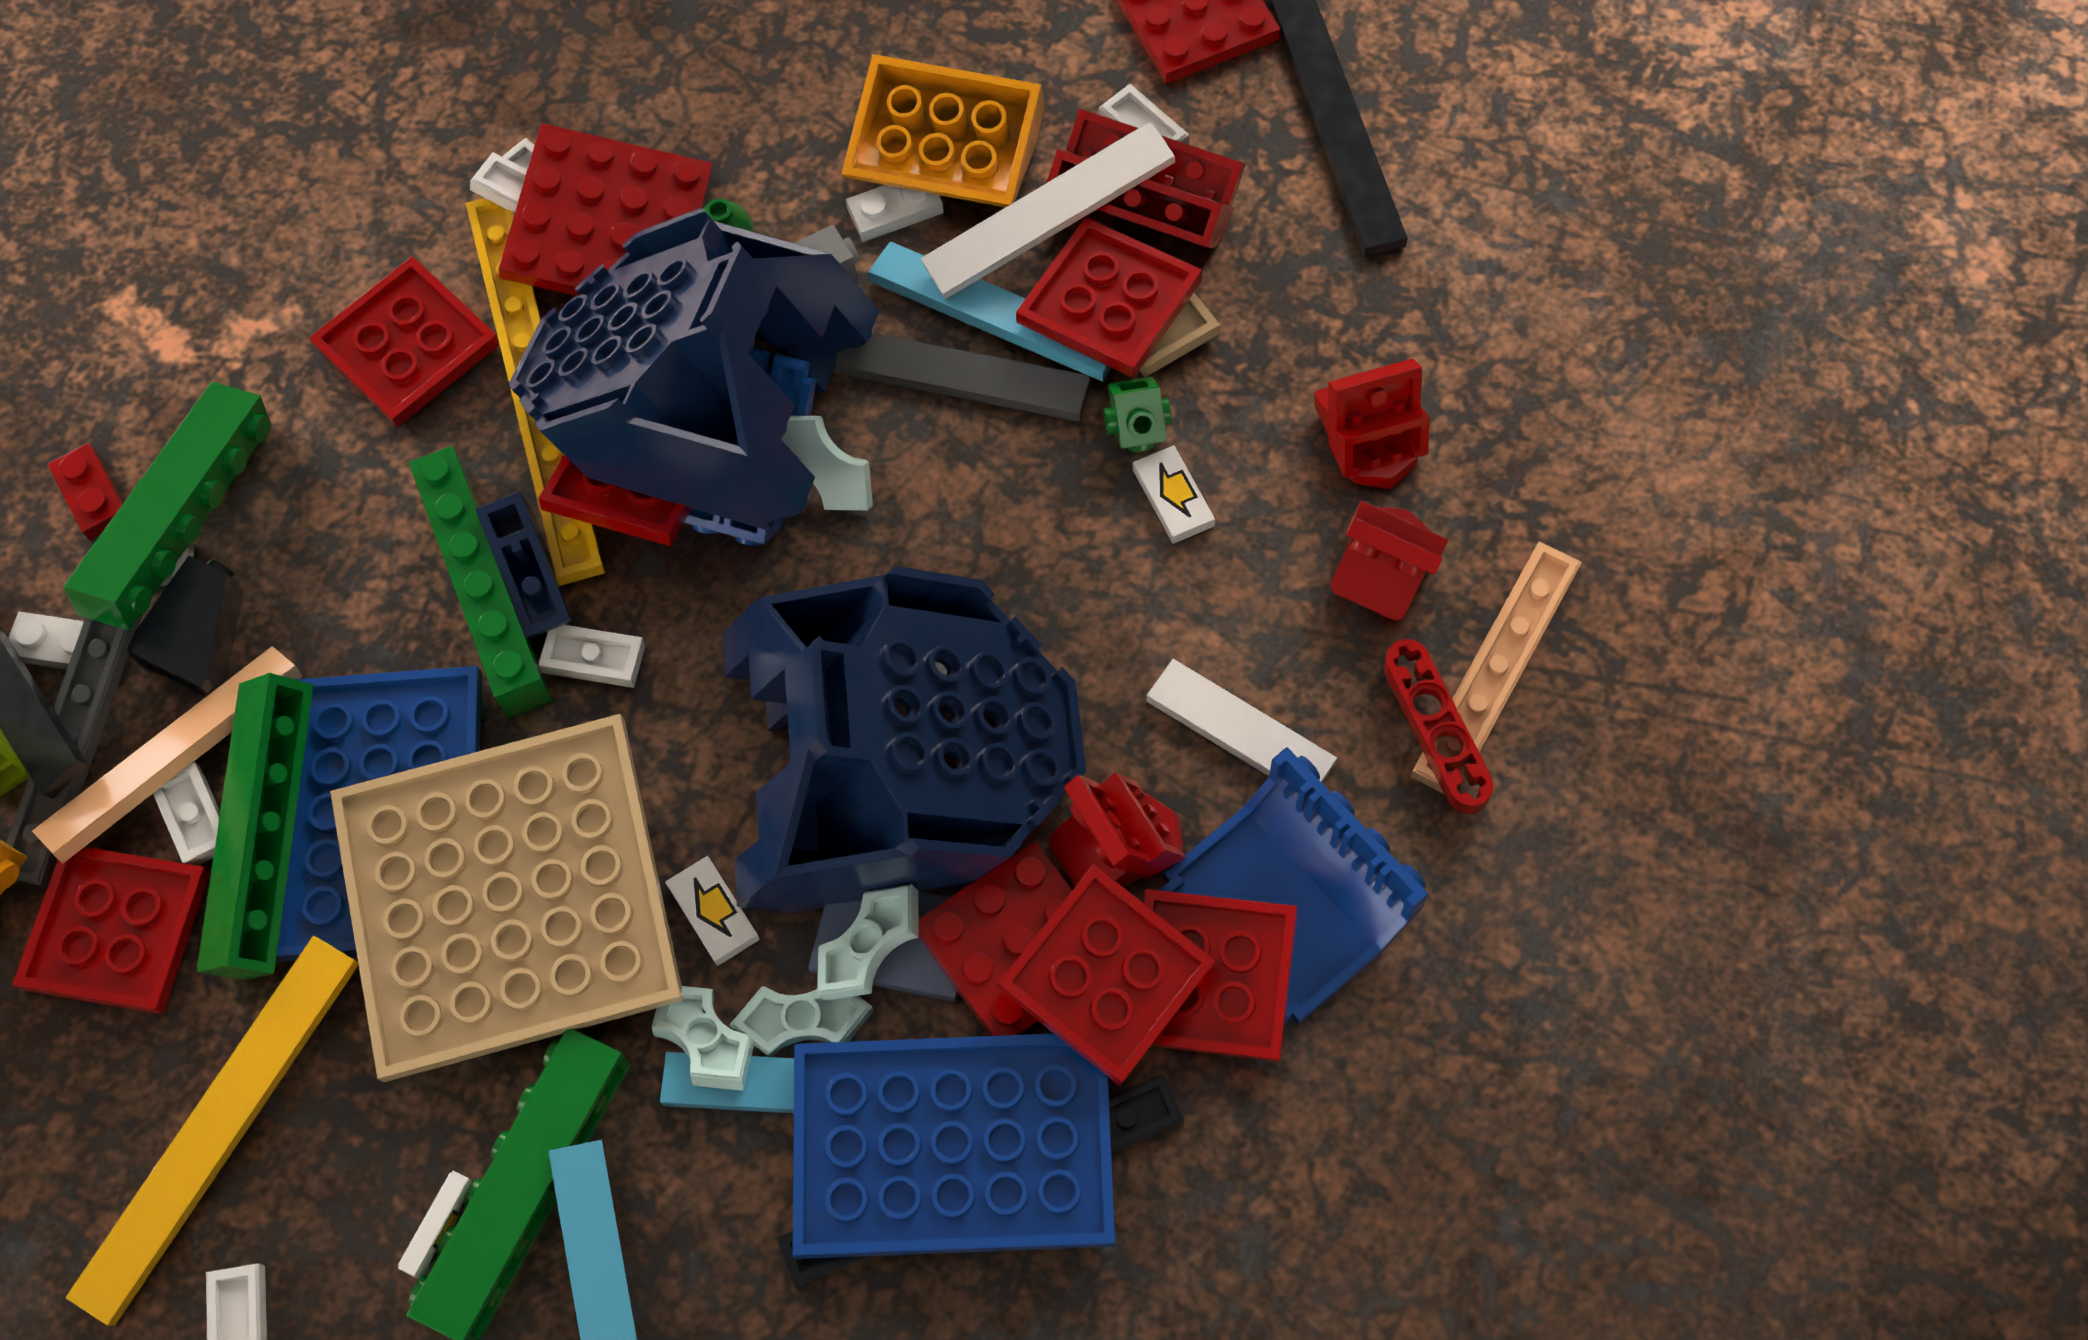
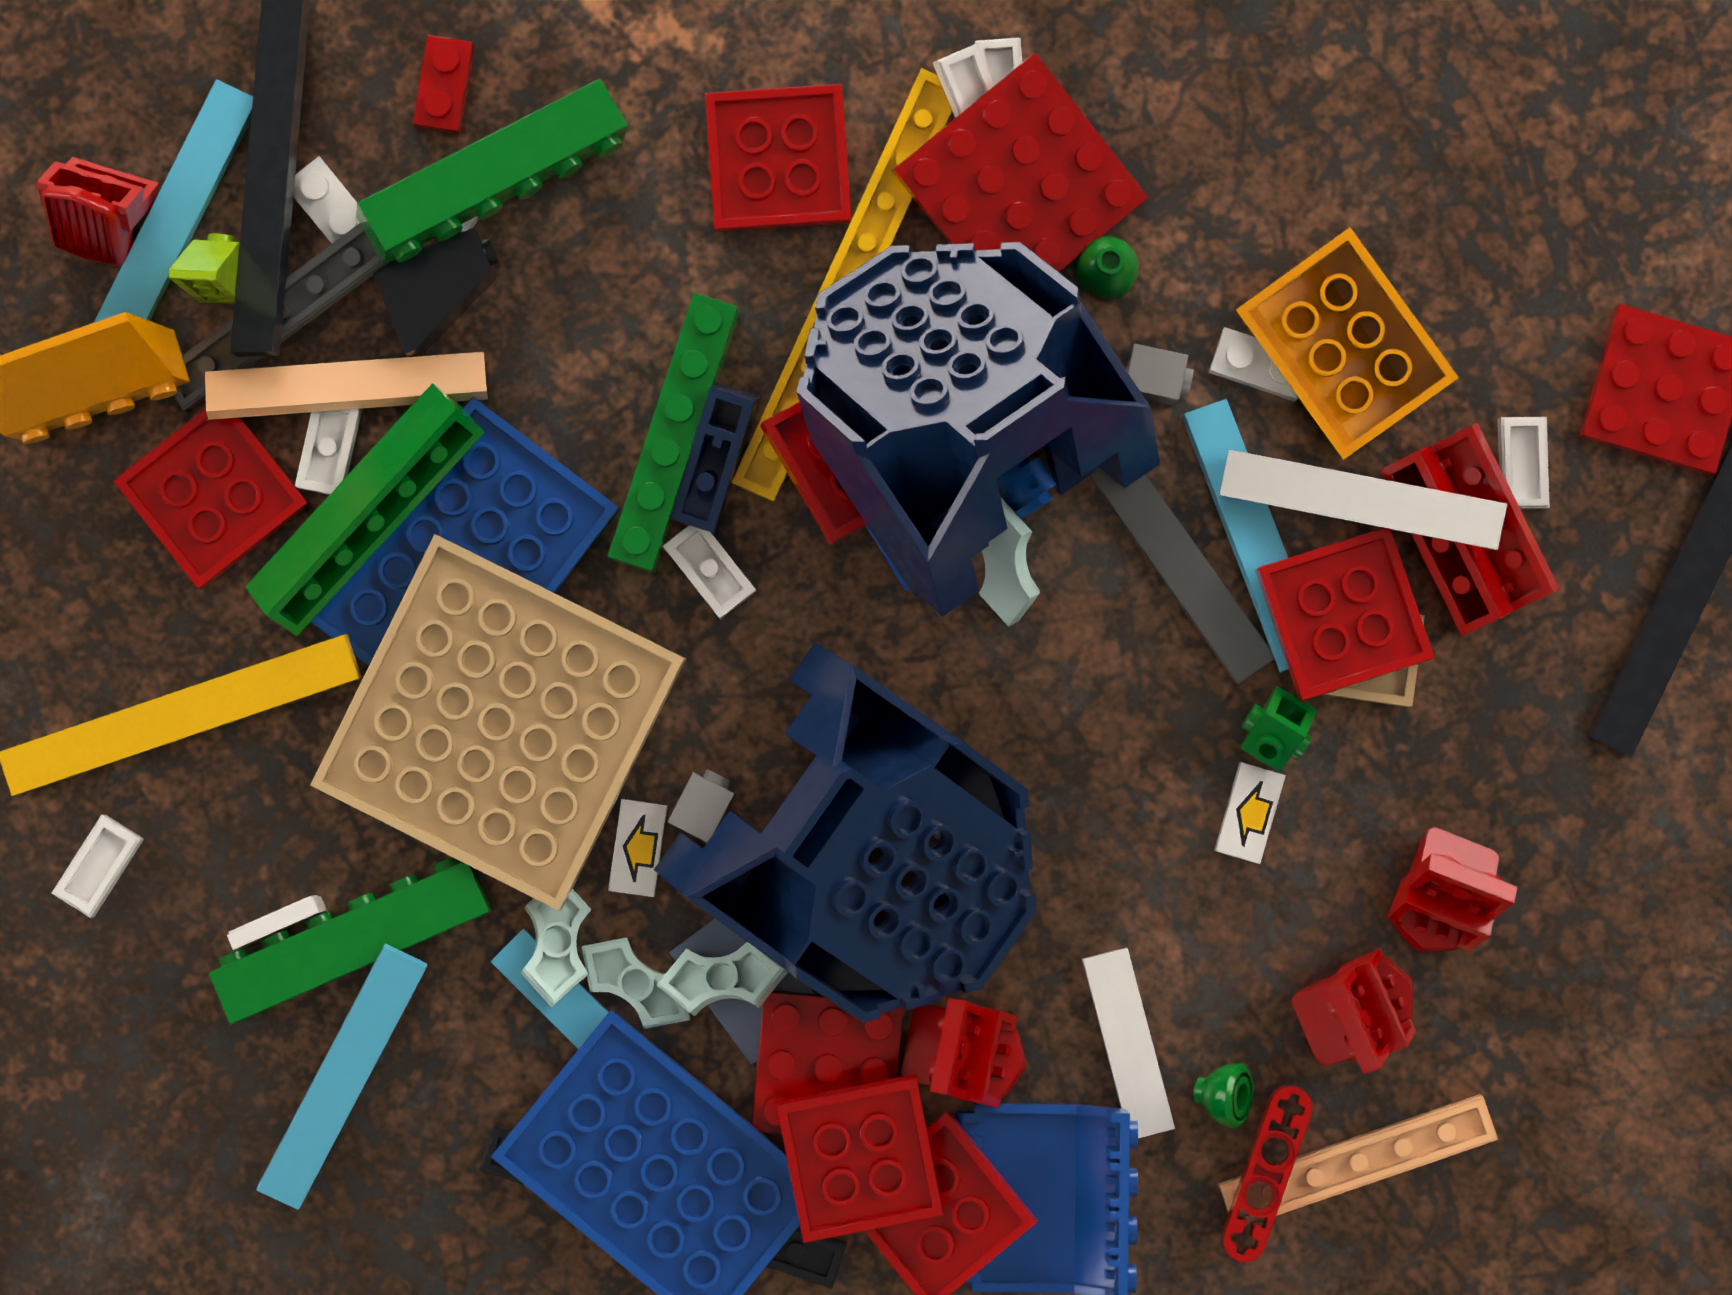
camera: 35 degrees right, 20 degrees up
(732, 825) = (702, 805): none -> light grey brick
(1349, 697) = (1226, 1094): none -> green brick

